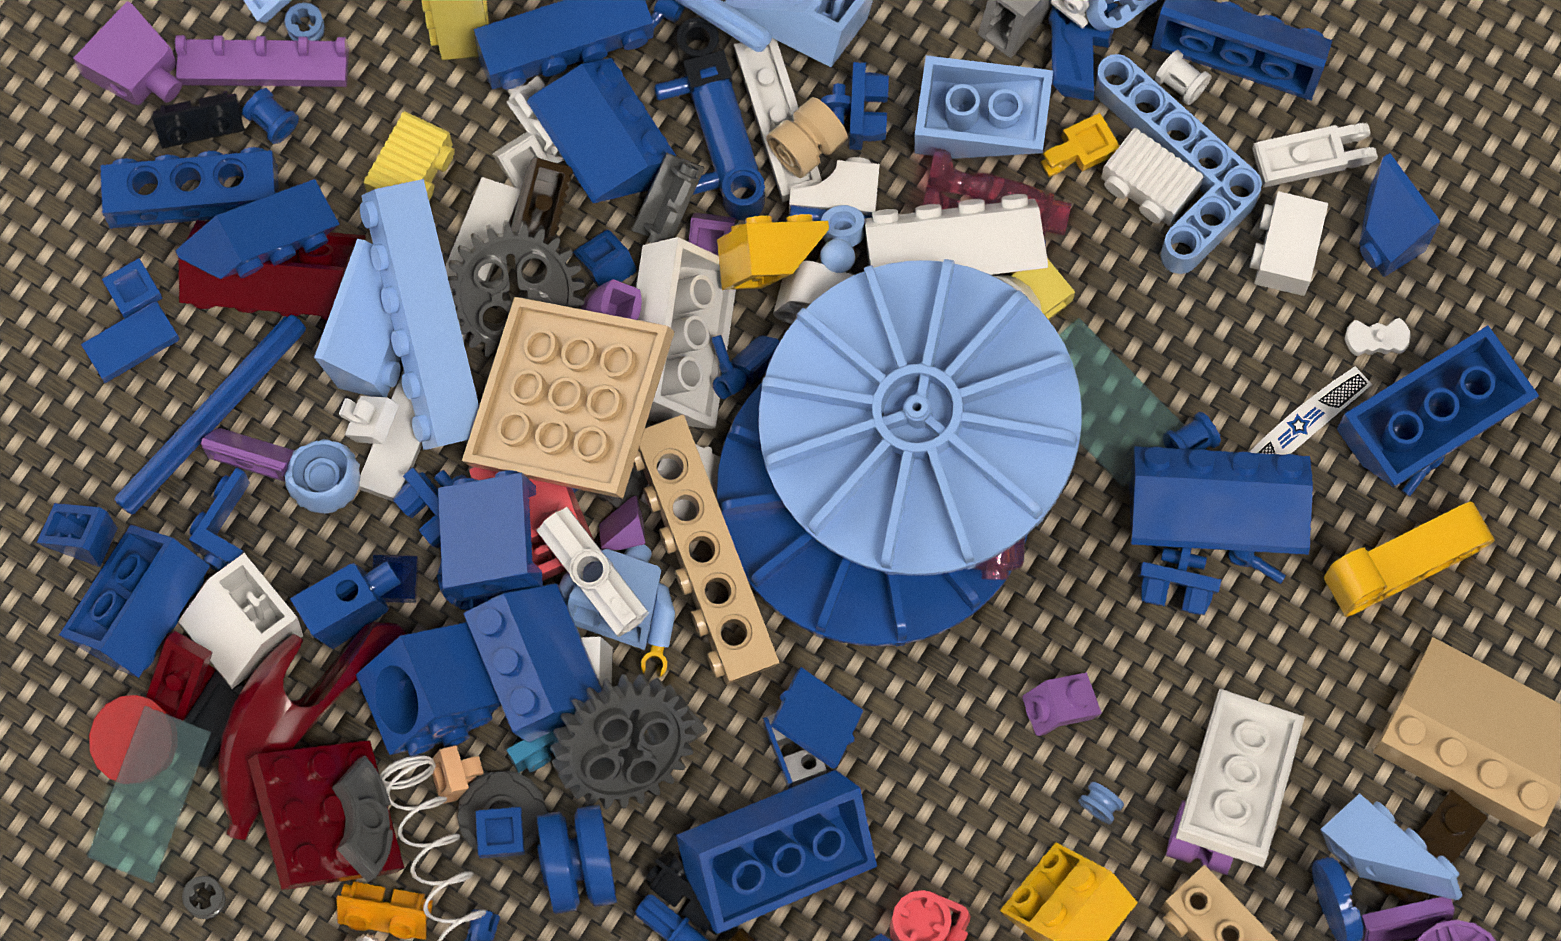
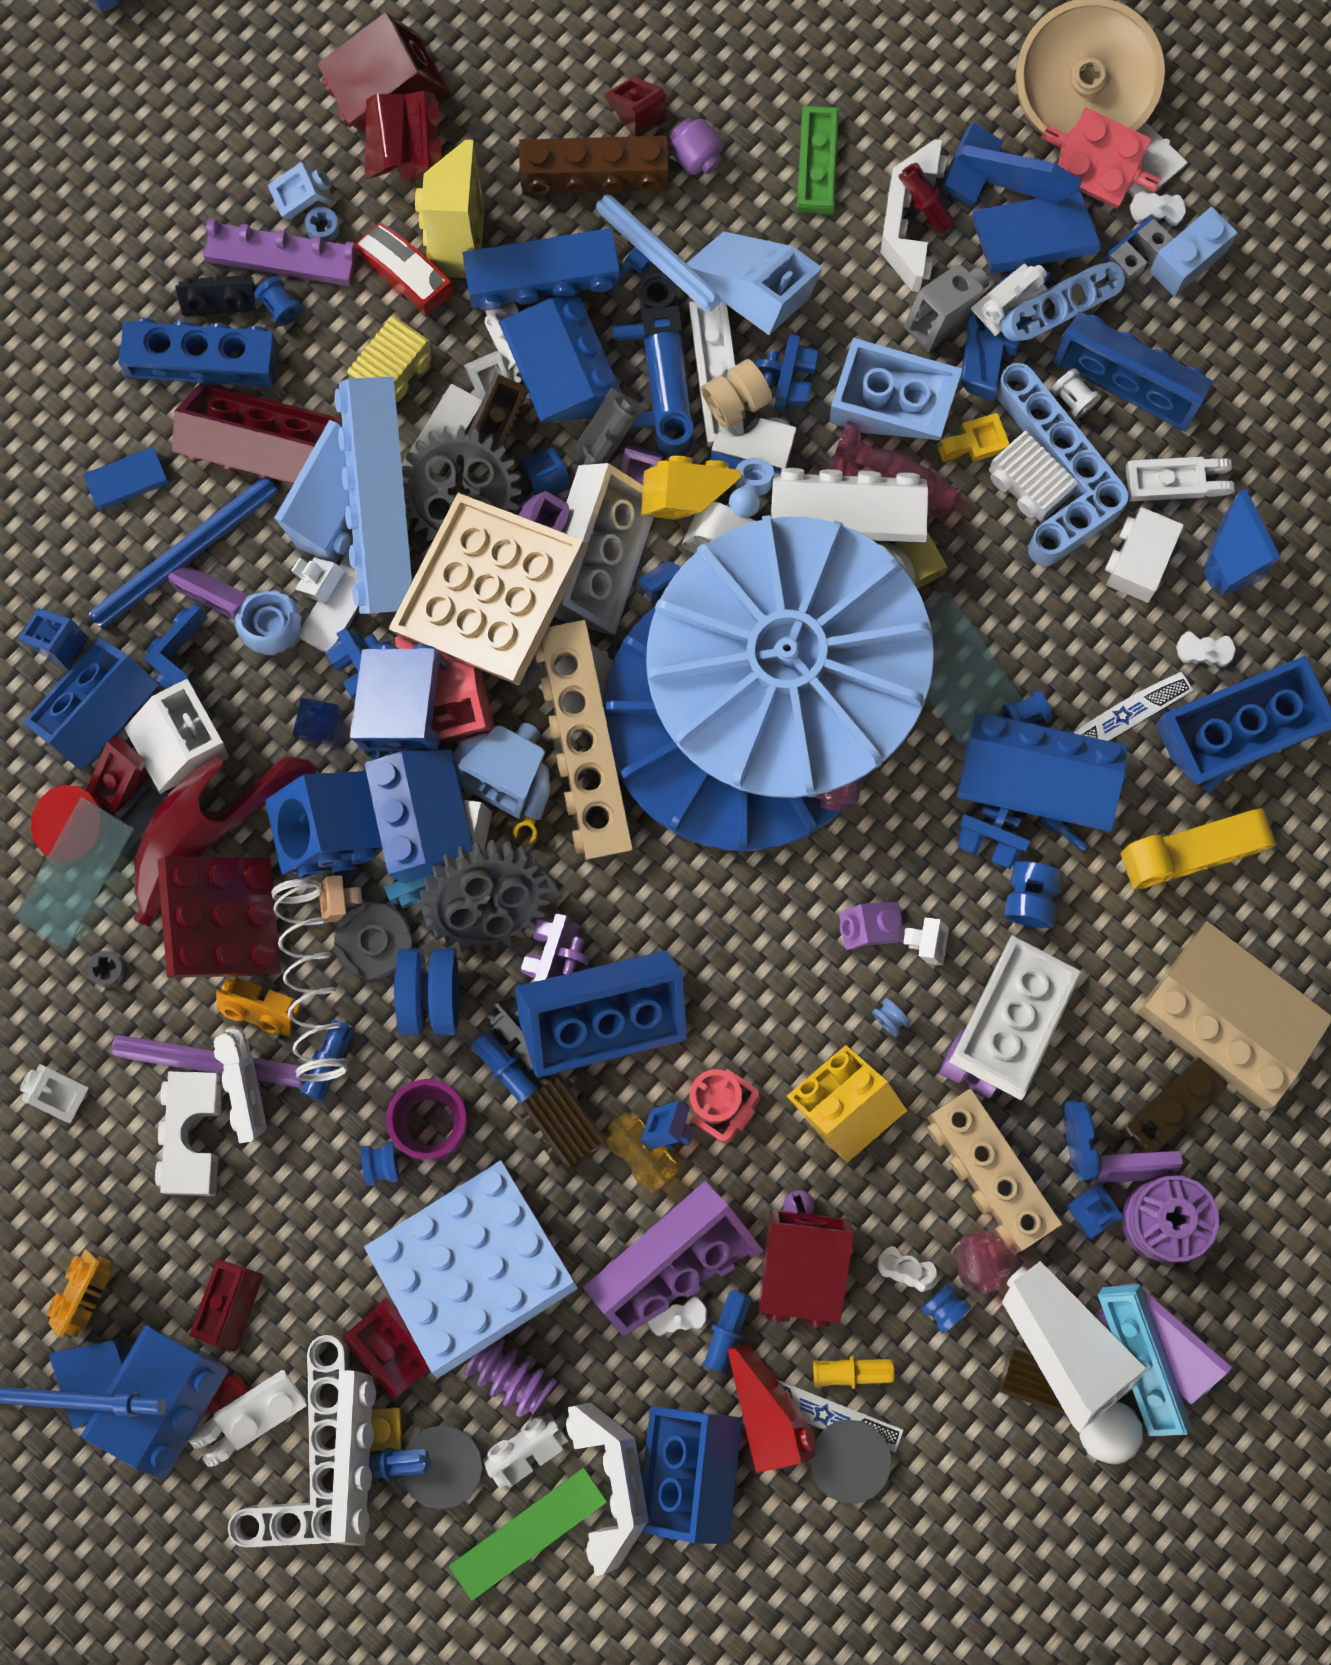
camera: 10 degrees right, 5 degrees up
(129, 59) = (166, 232): medium lavender torso -> none
(132, 288) = (134, 432): blue plate -> none
(261, 232) = (248, 400): blue slope -> none
(333, 611) = (267, 735): blue torso -> none
(367, 823) = (253, 927): dark grey tile -> none
(407, 57) = (405, 268): none -> slope
(500, 832) = (366, 957): blue plate -> none
(577, 549) = (494, 765): white piece -> none
(623, 527) = (519, 709): medium lavender slope -> none
(718, 792) = (561, 950): none -> medium lavender hips
(732, 379) = (636, 594): blue hand -> none
(791, 765) = (623, 912): flat silver piece -> none
(817, 718) = (657, 903): blue piece -> none
(1129, 710) = (929, 941): none -> white tile
(1233, 653) = (1032, 908): none -> blue wheel
(1380, 851) = (1127, 1102): light blue slope -> none

